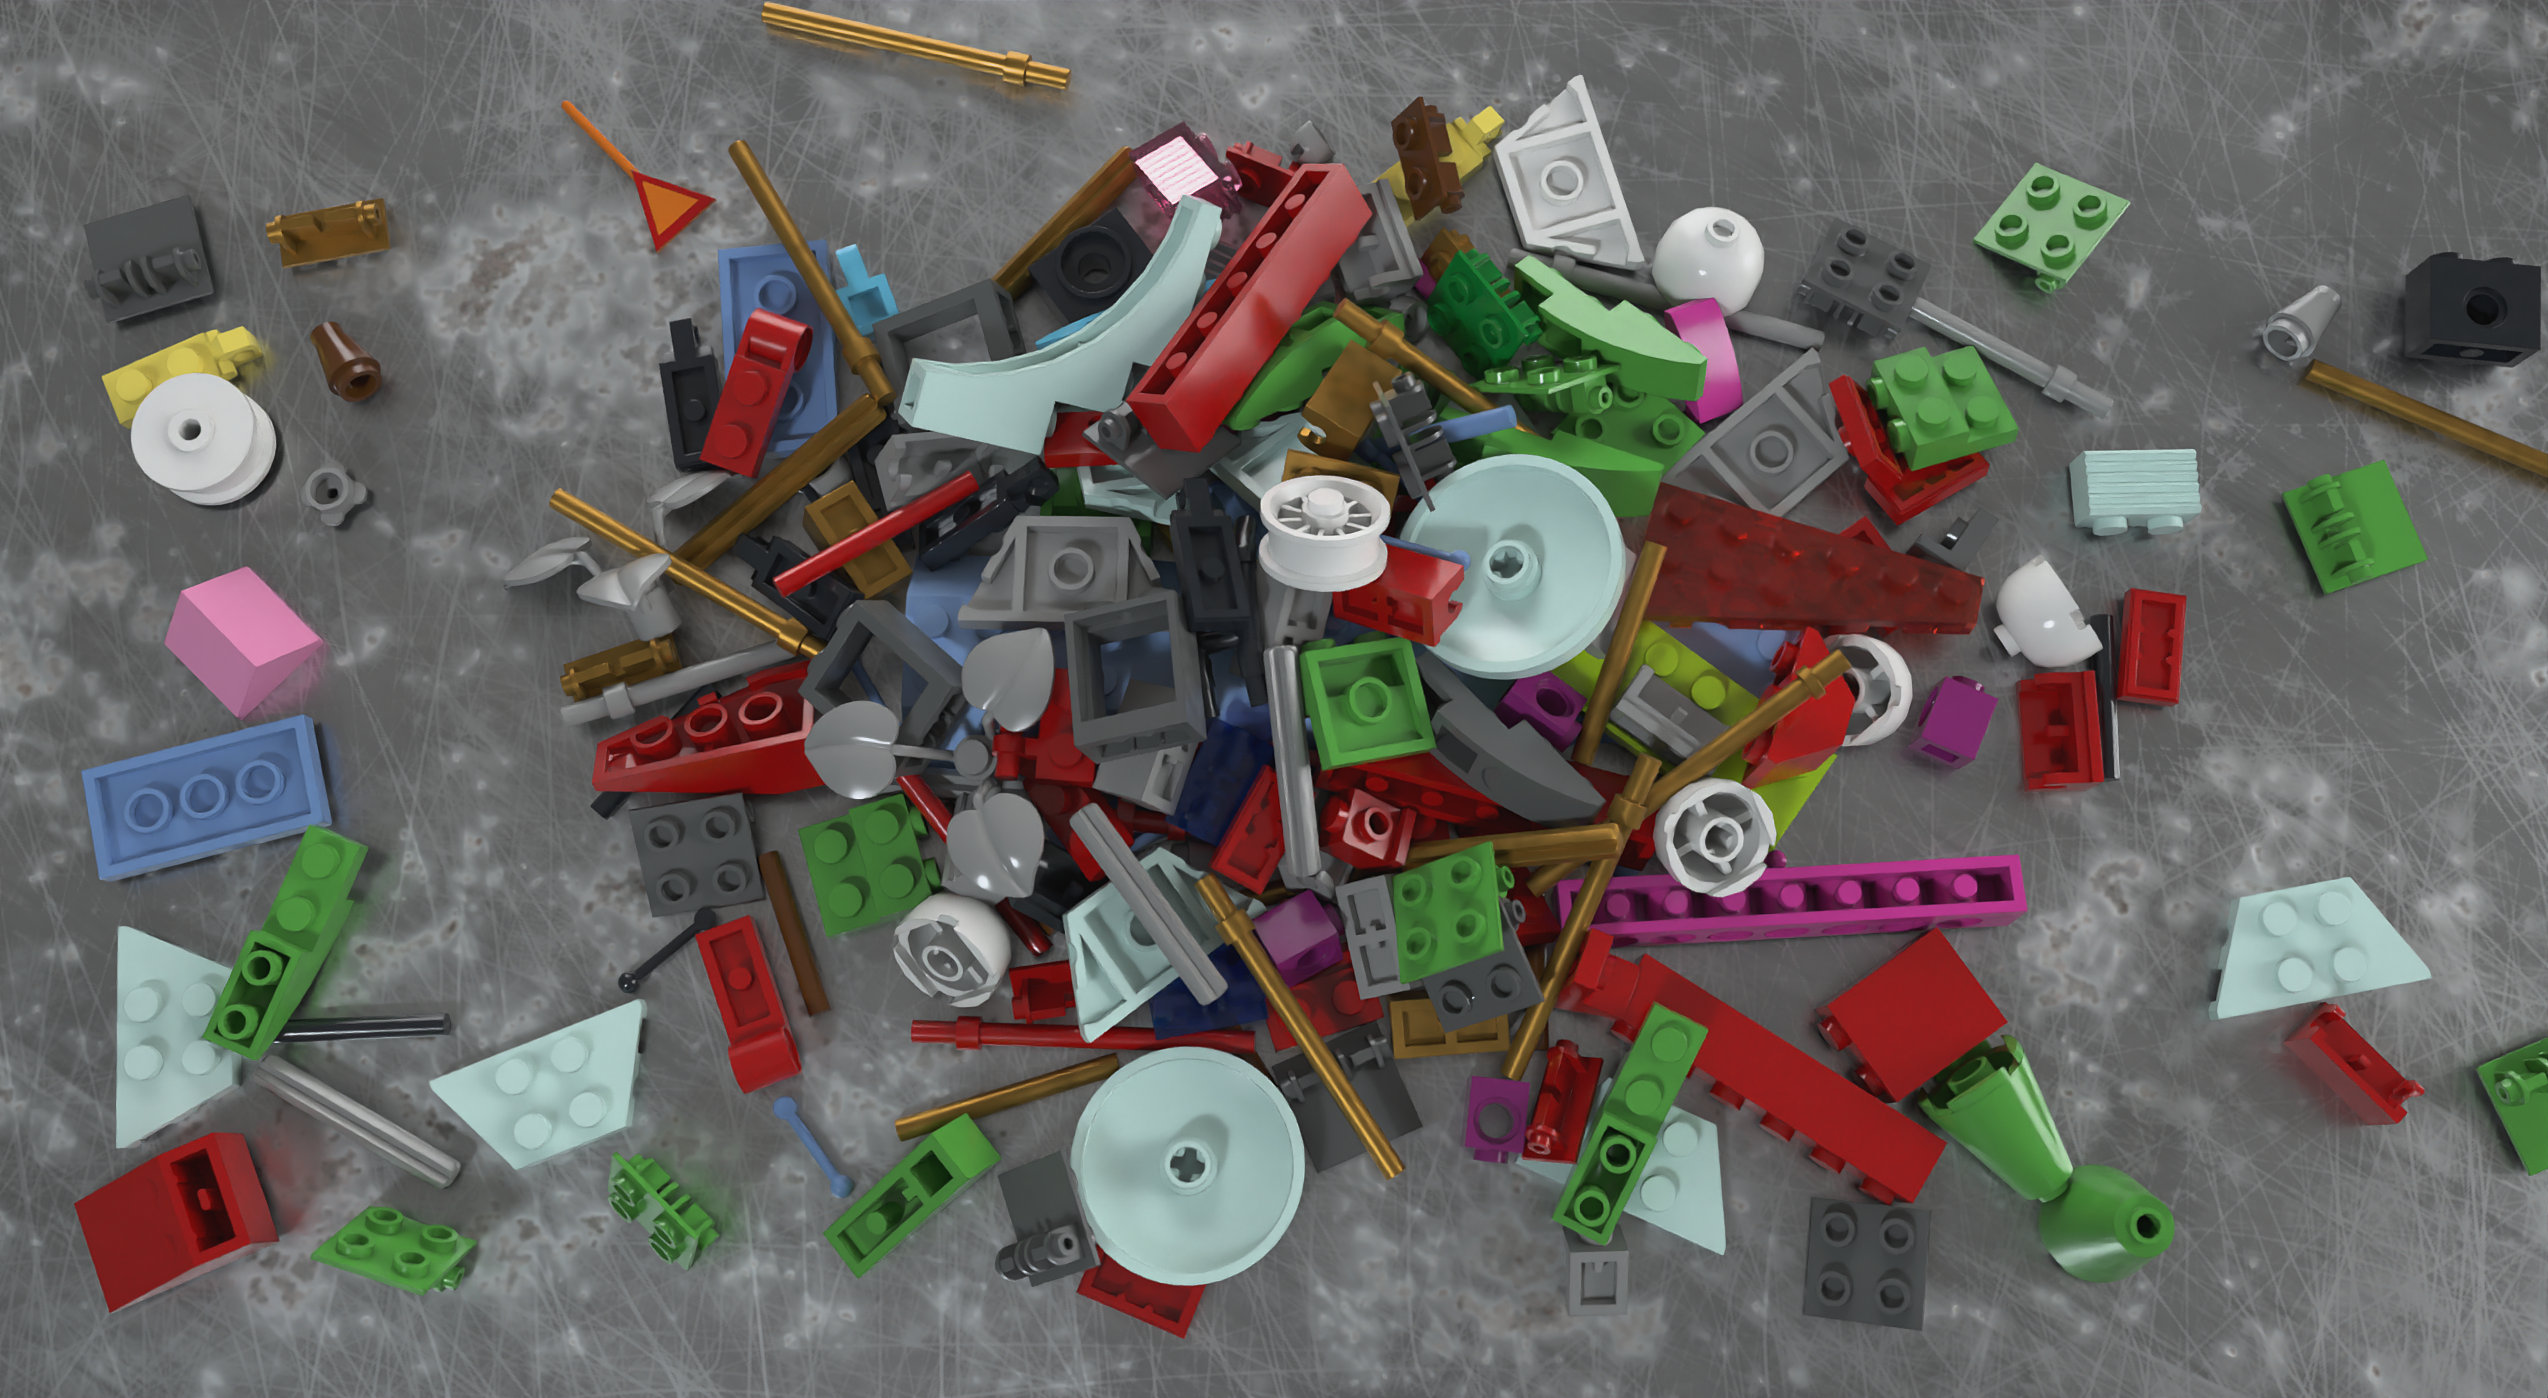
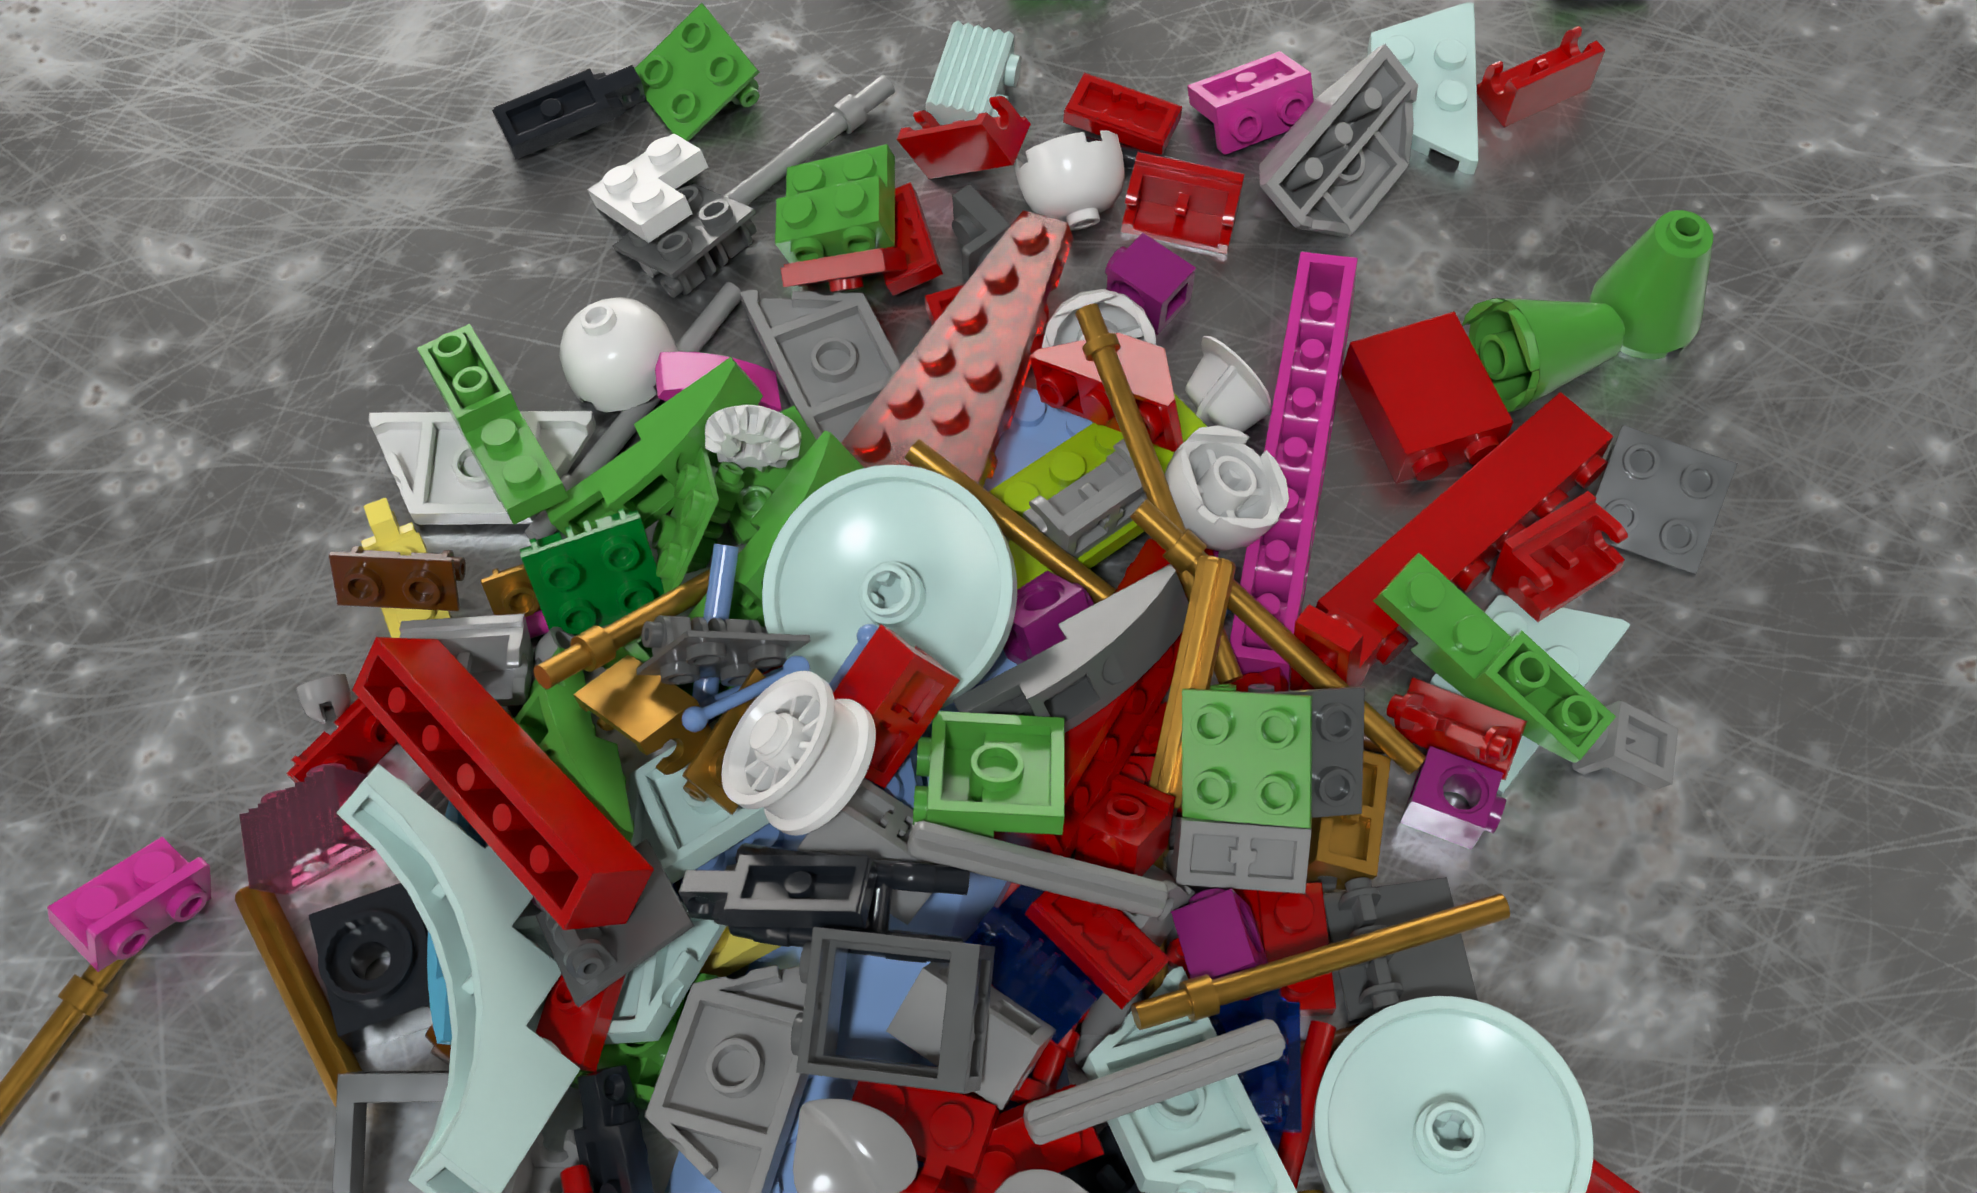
camera: 75 degrees left, 15 degrees down
(1094, 72) = (131, 903): none -> dark pink bracket
(1404, 508) = (696, 718): none -> medium blue hinge
(1594, 180) = (492, 424): none -> bright green slope
(1638, 405) = (752, 437): none -> white gear
(1769, 1175) = (1559, 557): none -> red hinge
(1843, 821) = (1226, 389): none -> white piece
(1903, 217) = (644, 189): none -> white plate
(1969, 121) = (567, 108): none -> black hinge
(2051, 503) = (964, 144): none -> red hinge
(2174, 874) = (1345, 148): none -> light grey wedge
(2216, 774) = (1253, 100): none -> dark pink bracket

